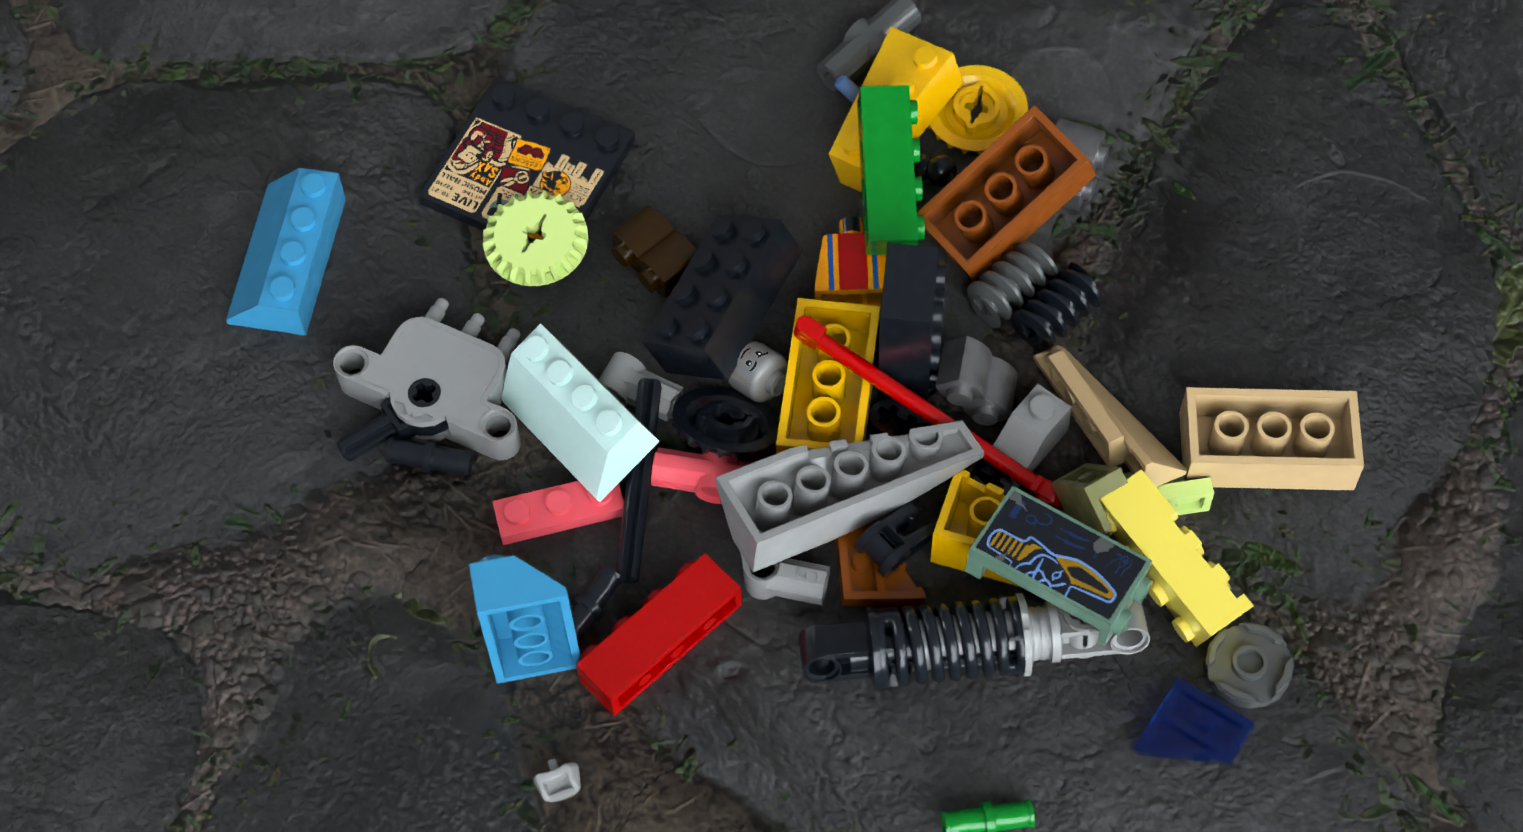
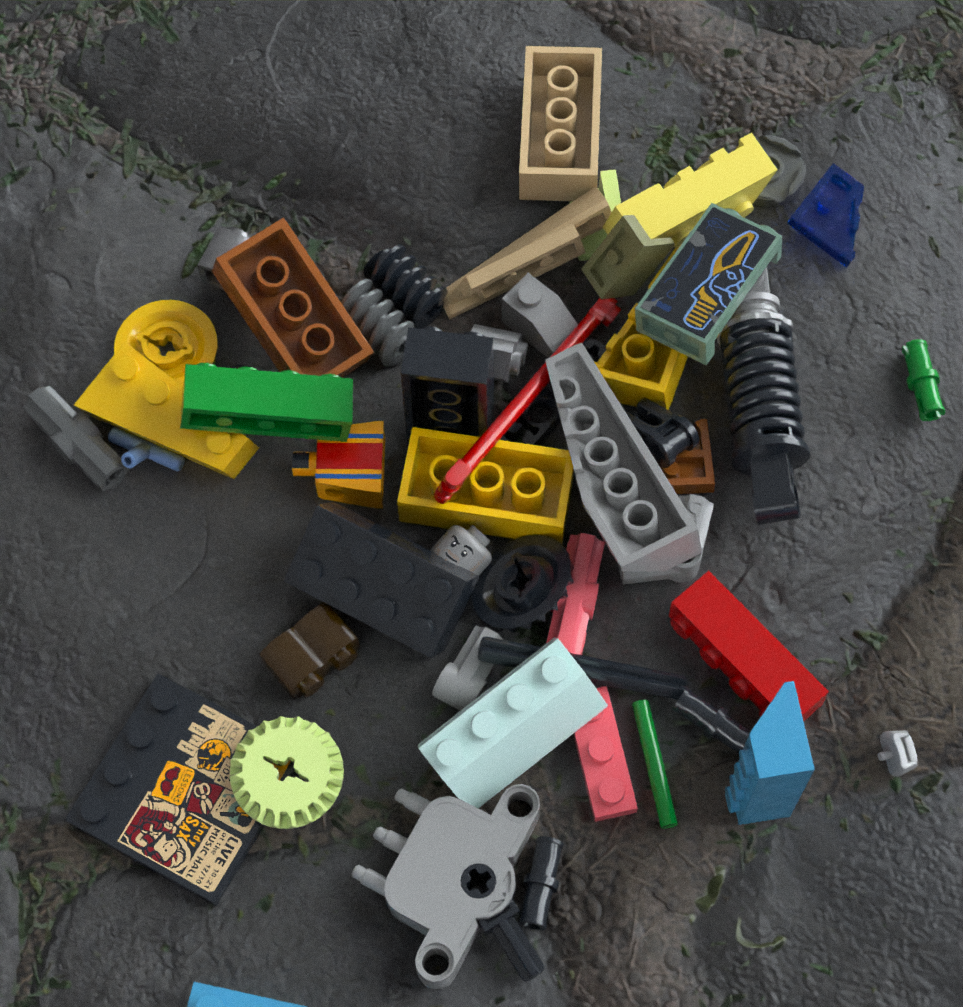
camera: 90 degrees left, 5 degrees up
(568, 551) = (654, 764): none -> green bar

